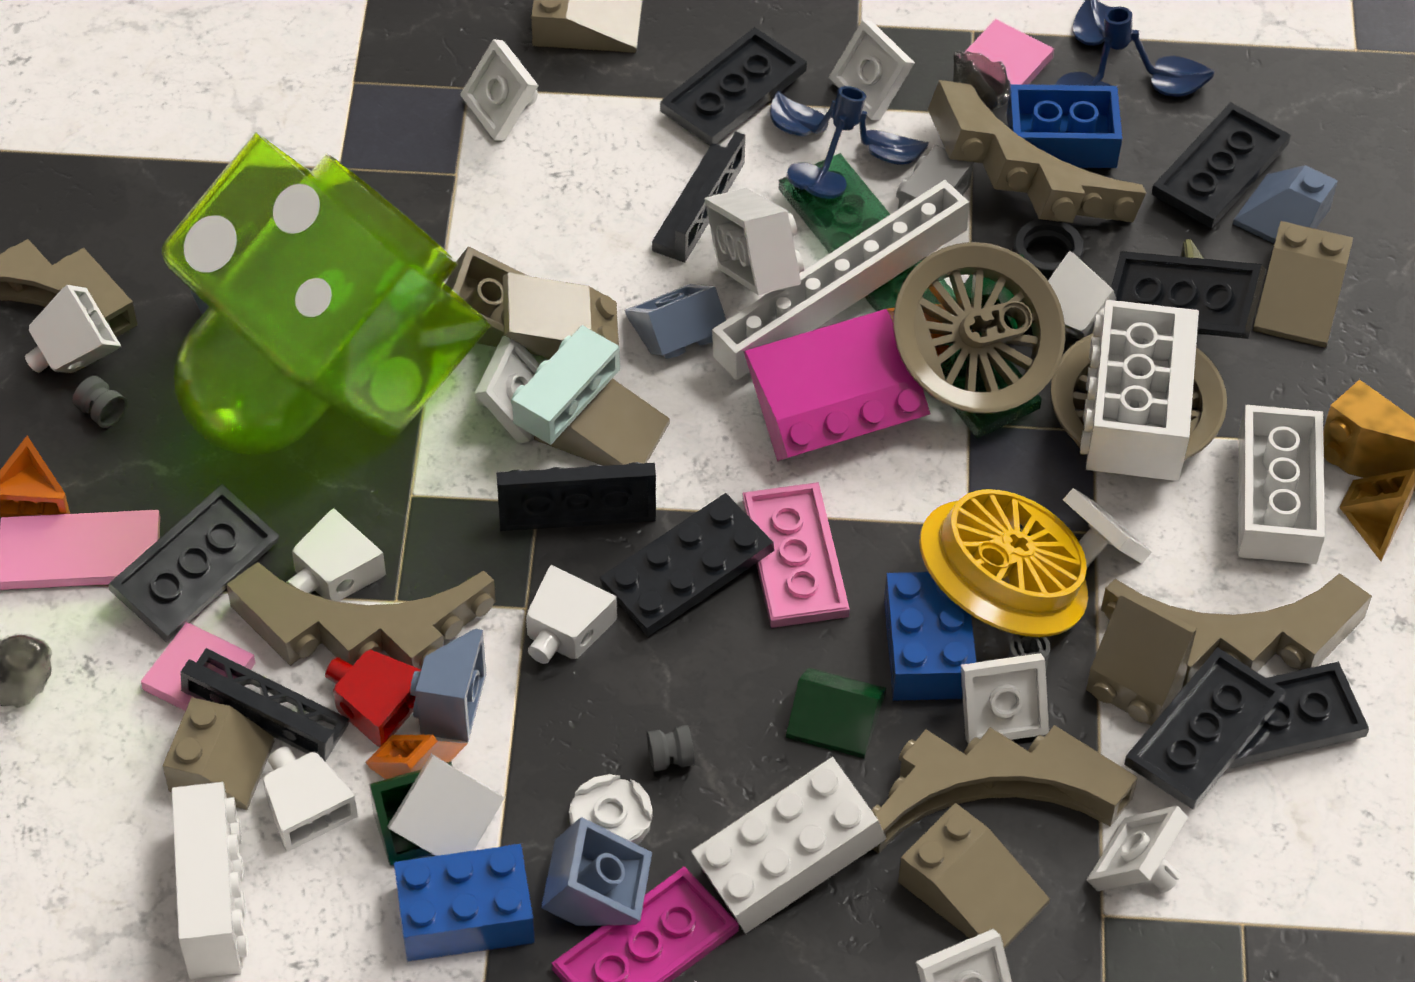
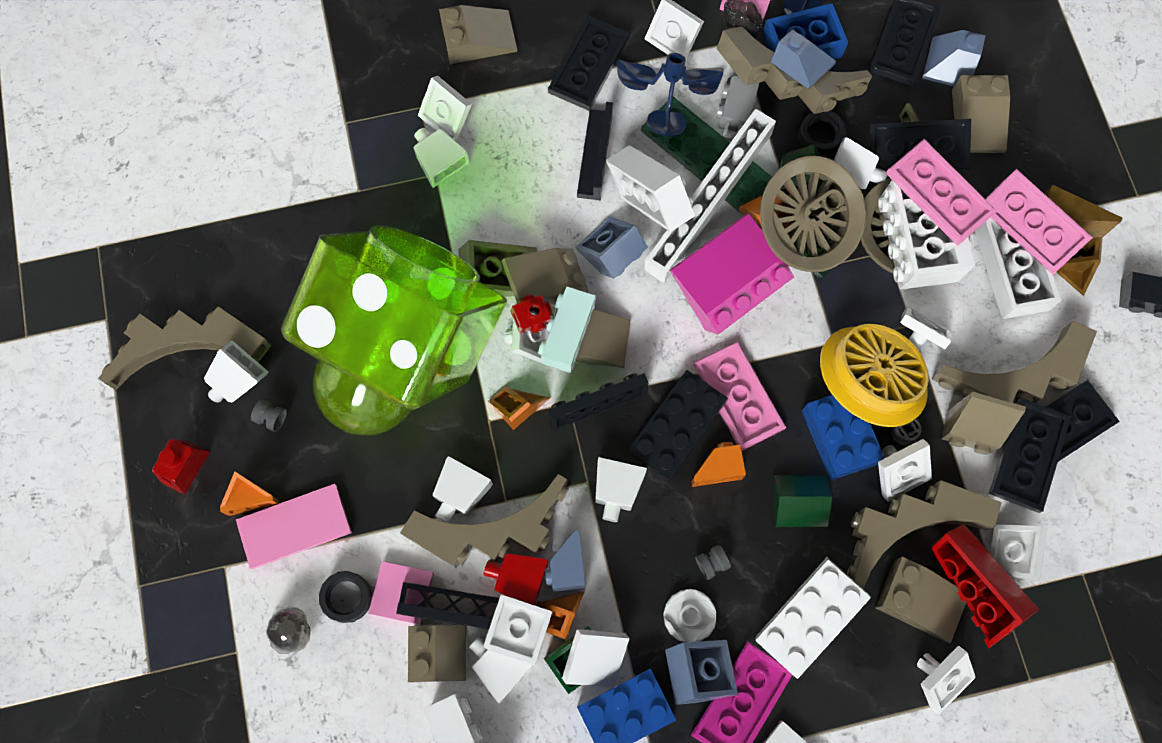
camera: 15 degrees left, 20 degrees up
(109, 627) = (331, 582): none -> black tyre
(193, 562) = (372, 519): black plate -> none
(346, 743) = (517, 629): none -> white tile
(457, 483) = (516, 405): none -> orange slope
(471, 148) = (439, 155): none -> torso
(518, 346) = (525, 320): none -> red brick
(727, 631) = (721, 466): none -> orange slope
(1037, 135) = (801, 59): none -> sand blue slope
(1070, 878) = (985, 586): none -> red wedge
(1169, 331) = (941, 192): none -> bright pink tile
(1314, 420) = (1036, 222): none -> bright pink tile

